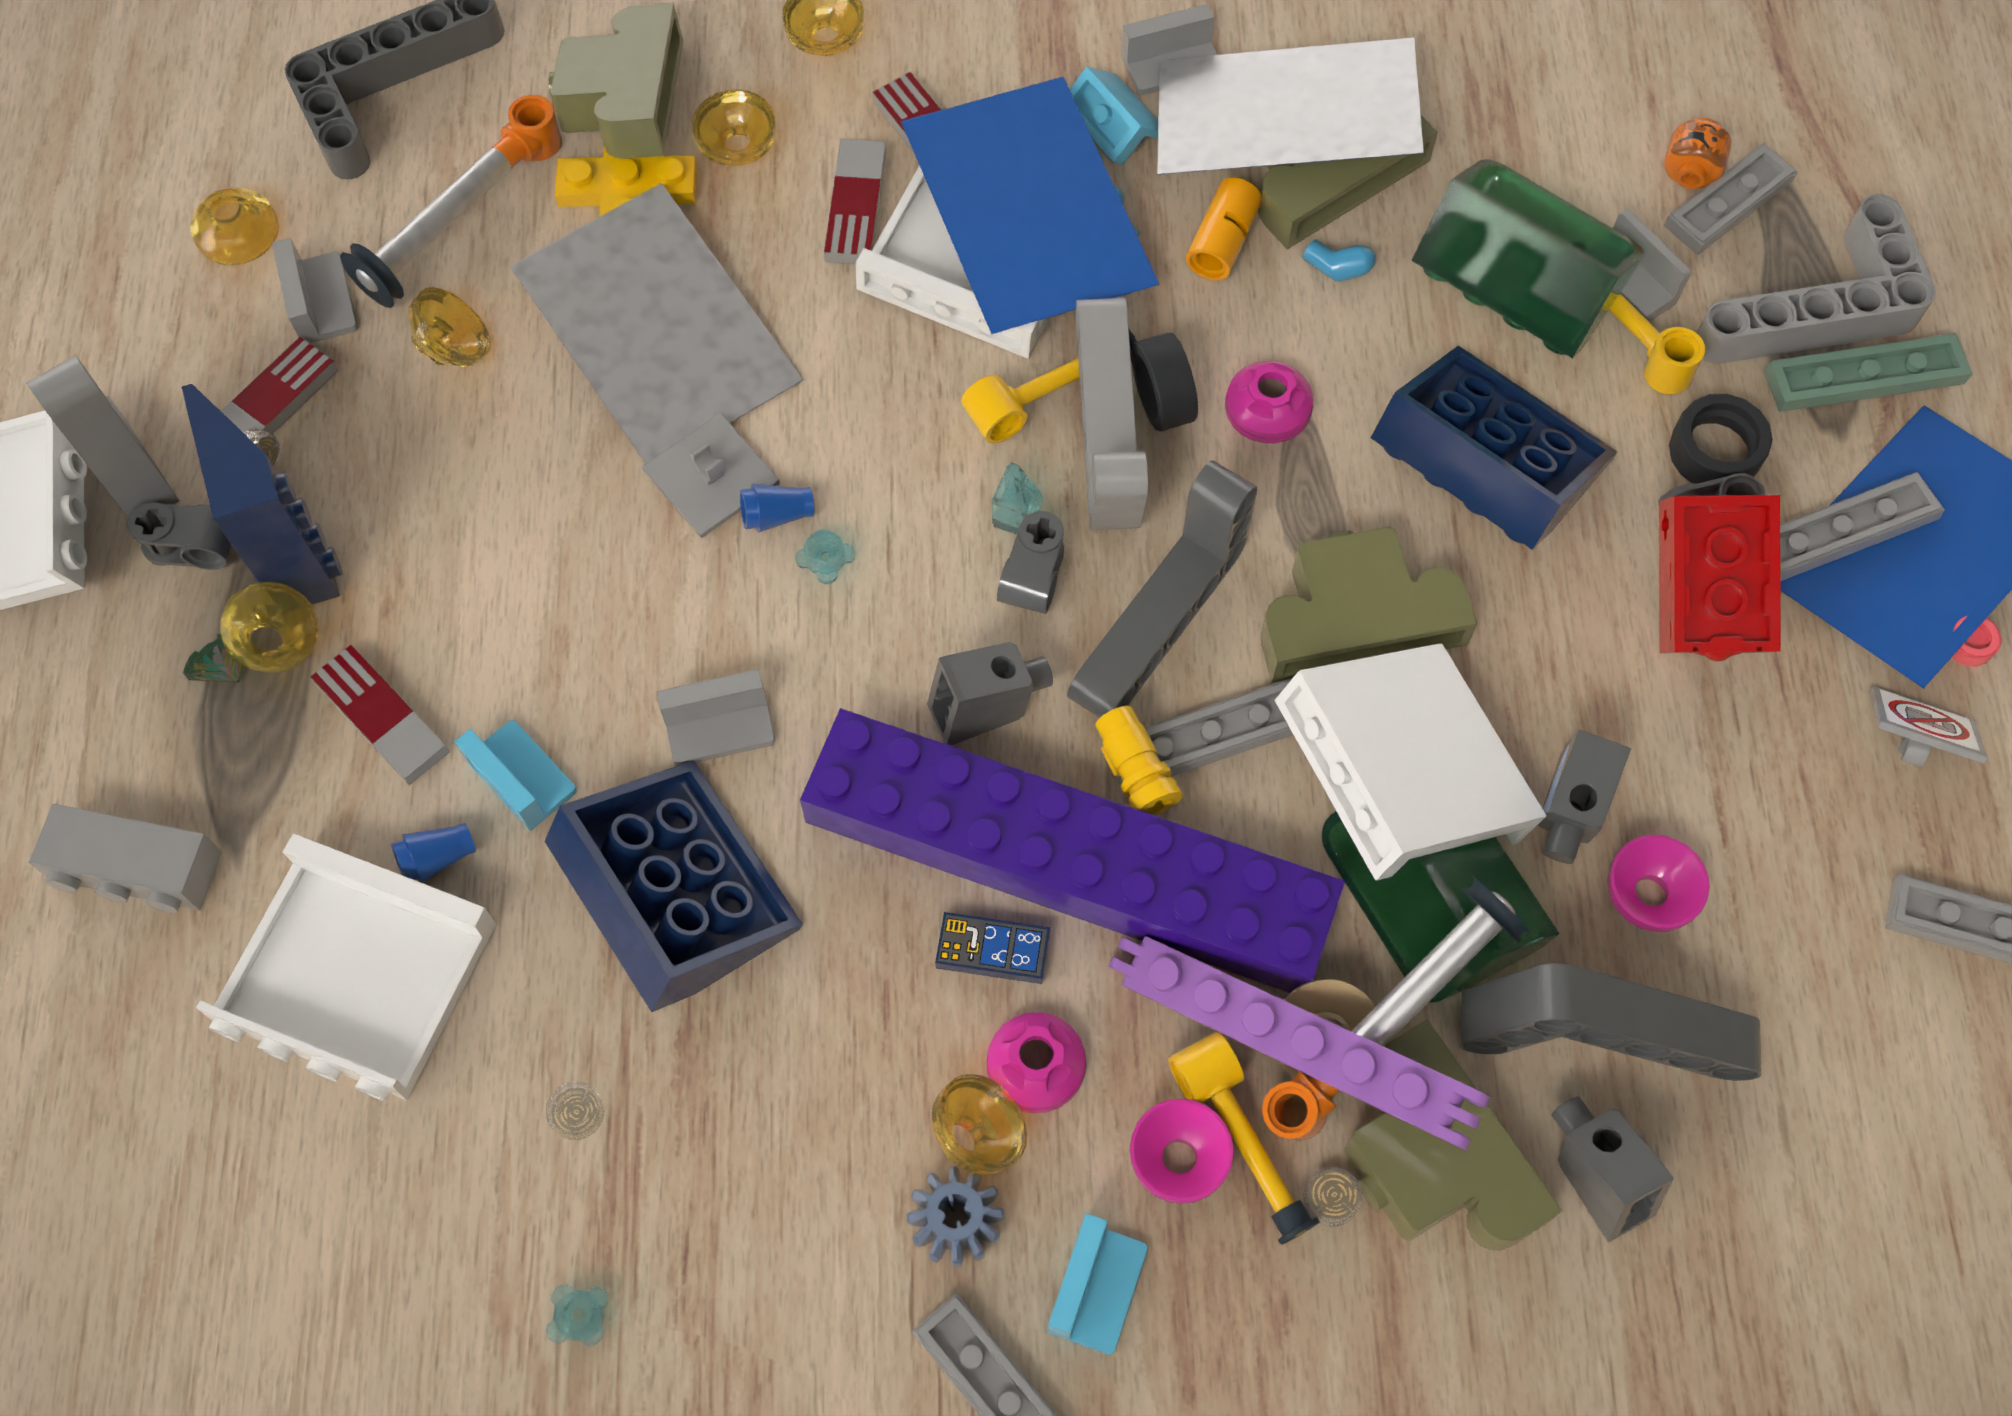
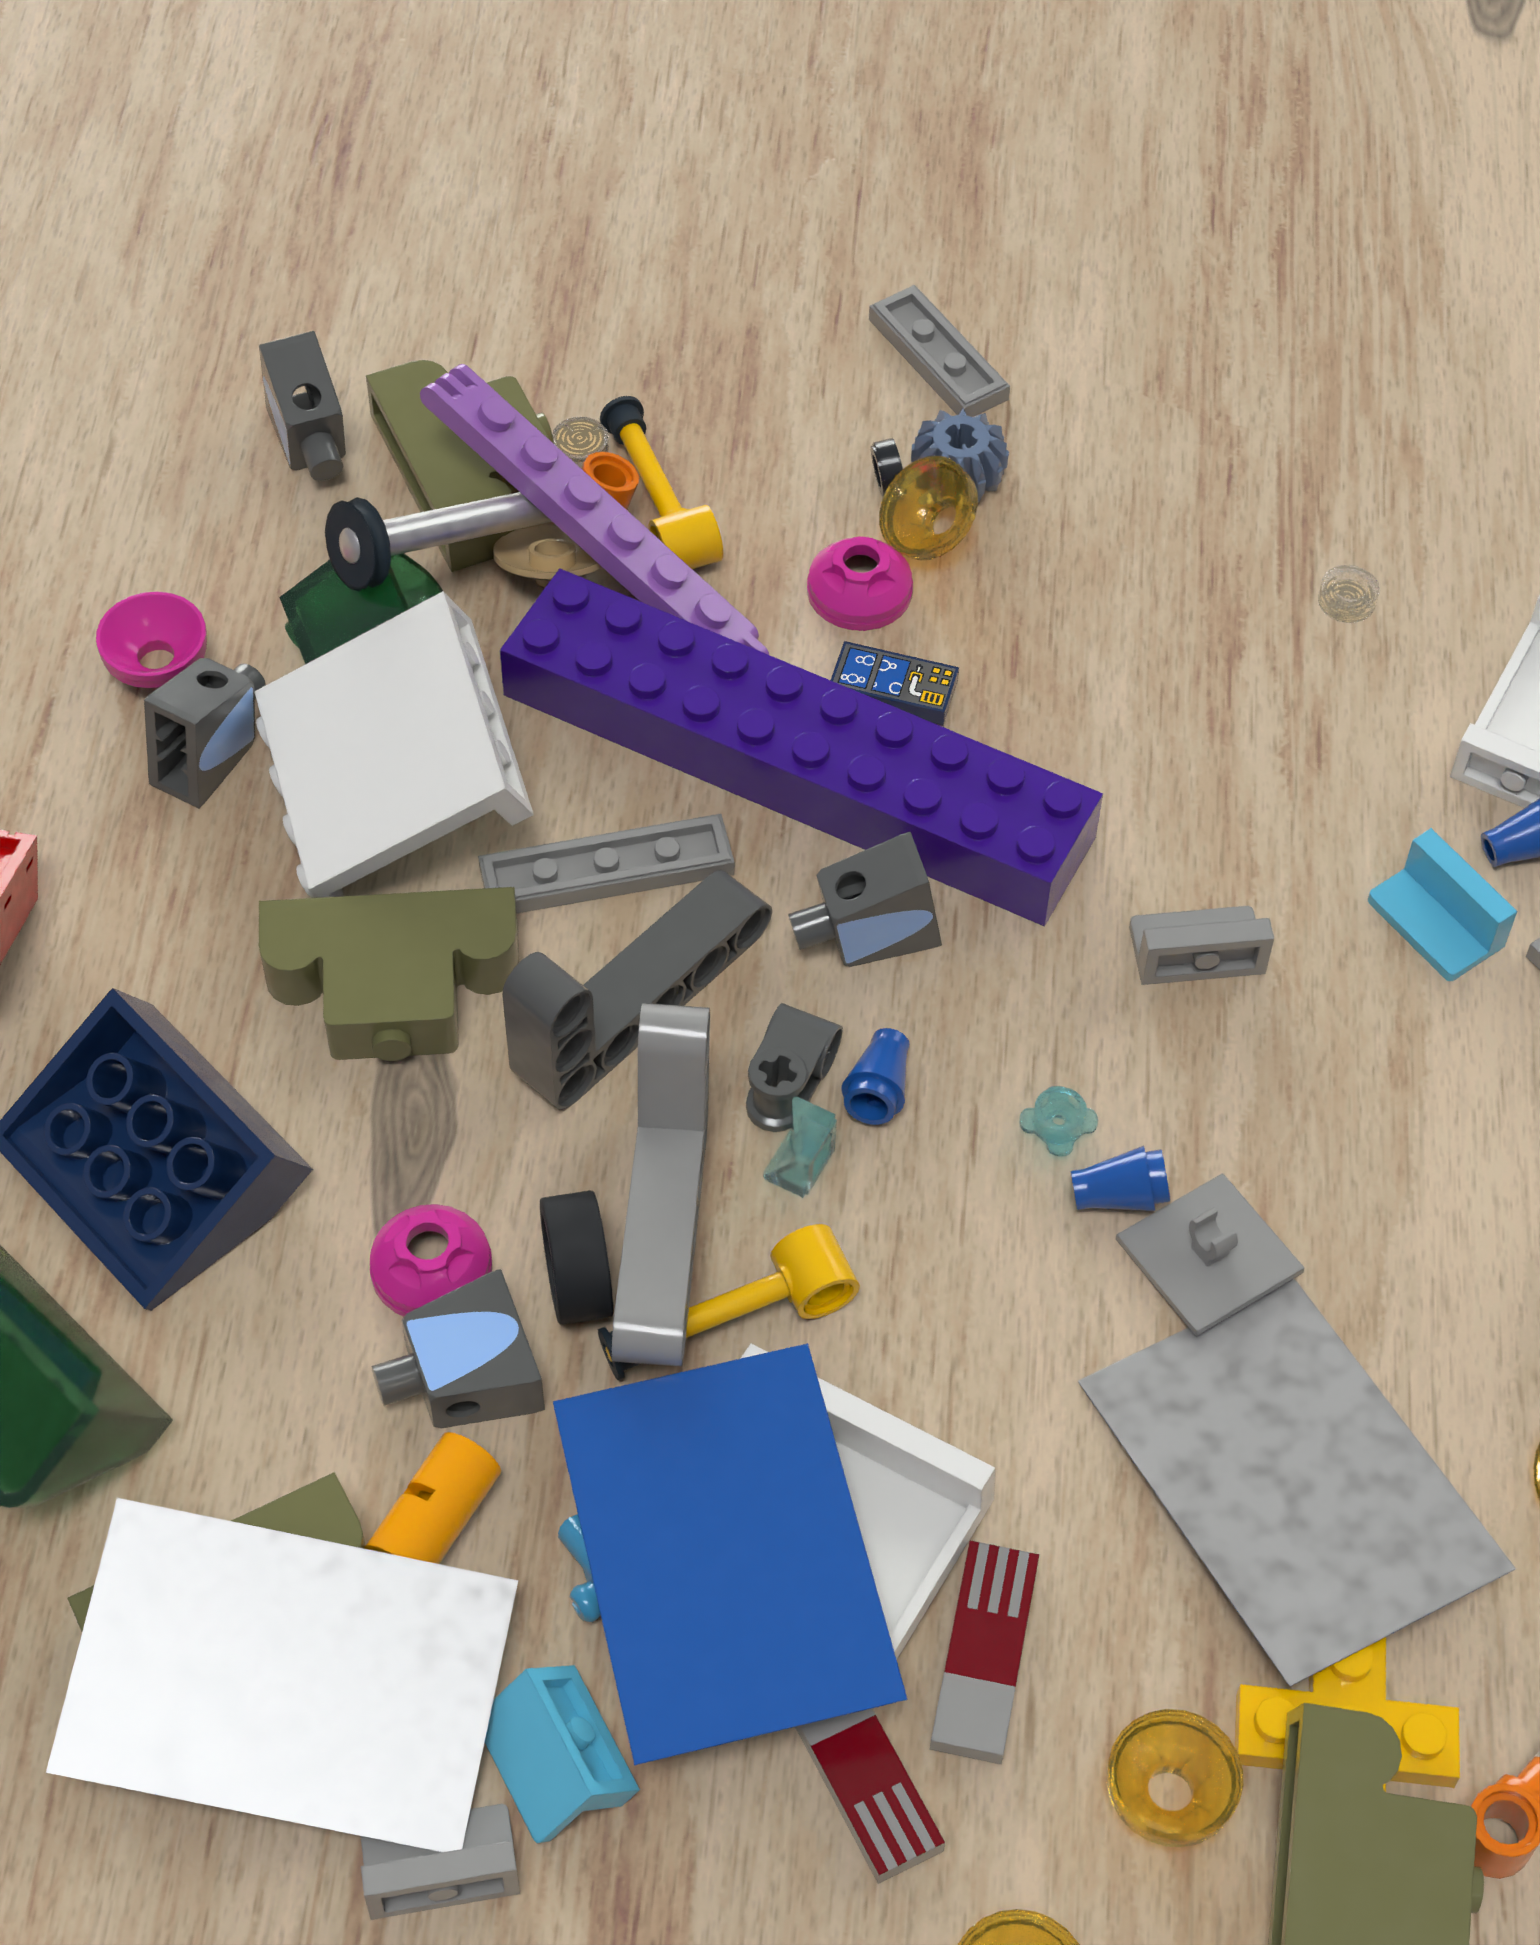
camera: 175 degrees left, 10 degrees down
(589, 1327) = (1334, 432): clear light blue plate -> none
(670, 882) = (1249, 771): dark blue slope -> none
(964, 565) = (877, 1082): none -> blue cone
(1024, 1192) = (885, 462): none -> black tile
(1097, 1287) = (830, 402): medium azure panel -> none
(1135, 759) = (698, 793): yellow axle -> none
(1184, 1123) = (726, 459): dark pink piece -> none
(1225, 324) = (465, 1358): none -> dark grey torso
(1340, 264) = (271, 1444): dark azure arm -> none
(1612, 1015) = (240, 489): dark grey beam -> none

